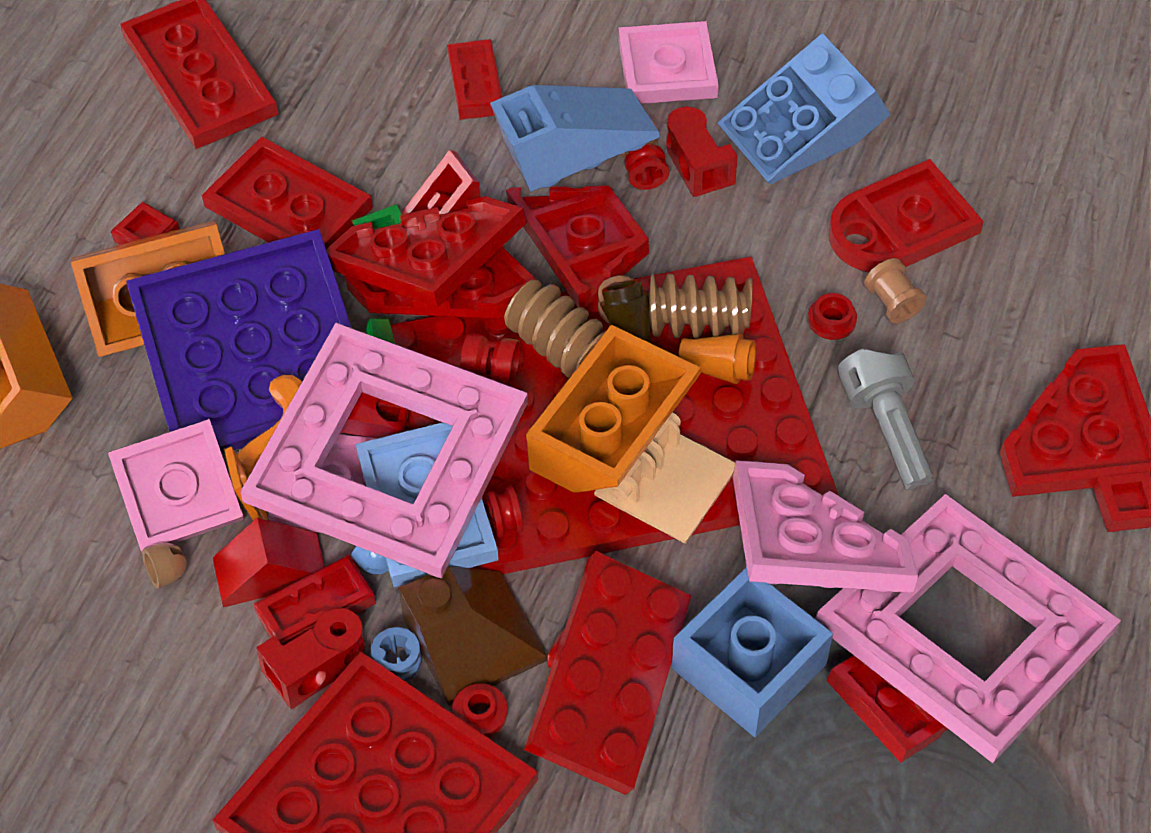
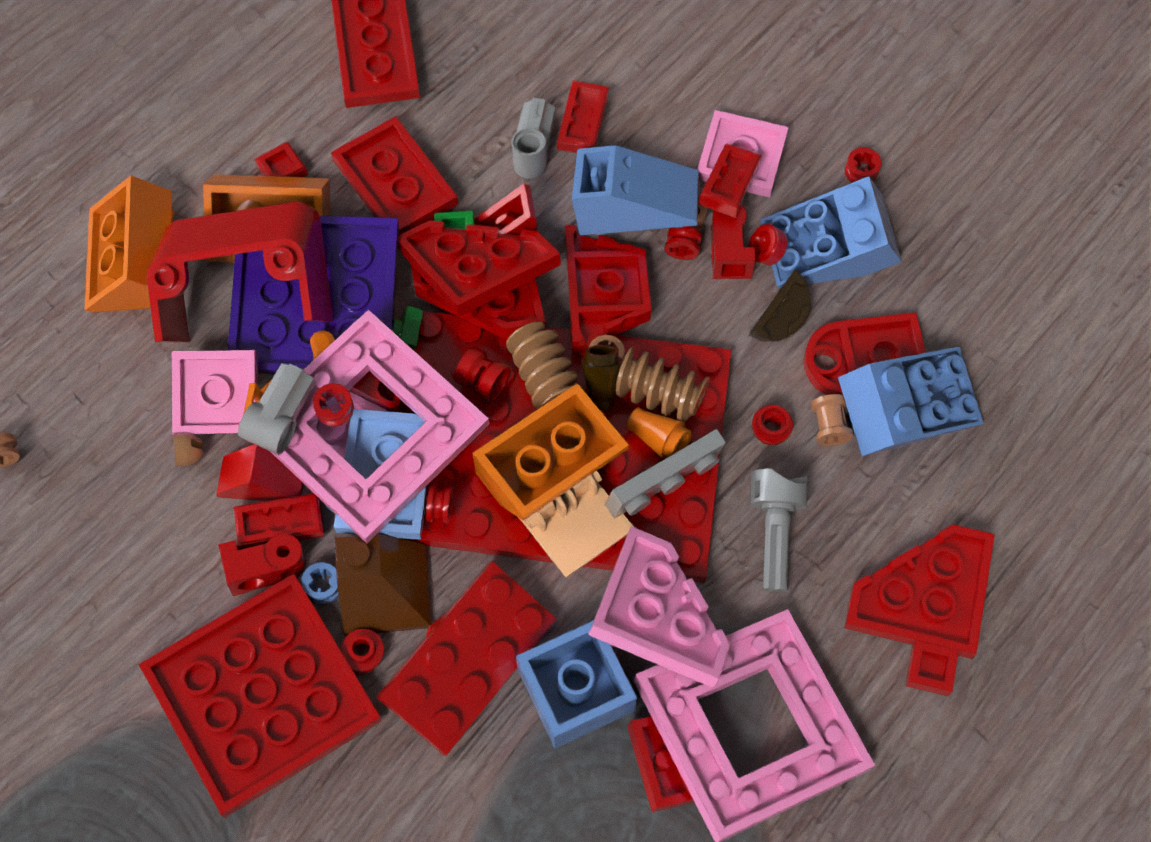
camera: 20 degrees right, 10 degrees up
(195, 272) = (291, 251): none -> red windscreen
(278, 466) = (273, 420): none -> light grey piece
(340, 447) = (326, 415): none -> red bush
(429, 114) = (533, 138): none -> light grey piece
(672, 86) = (730, 180): none -> red plate
(745, 138) = (768, 244): none -> red tile
(749, 395) = (665, 475): none -> light grey plate
(792, 201) = (786, 311): none -> dark brown tile
(795, 29) = (859, 156): none -> red bush
(968, 242) = (910, 400): none -> medium blue slope

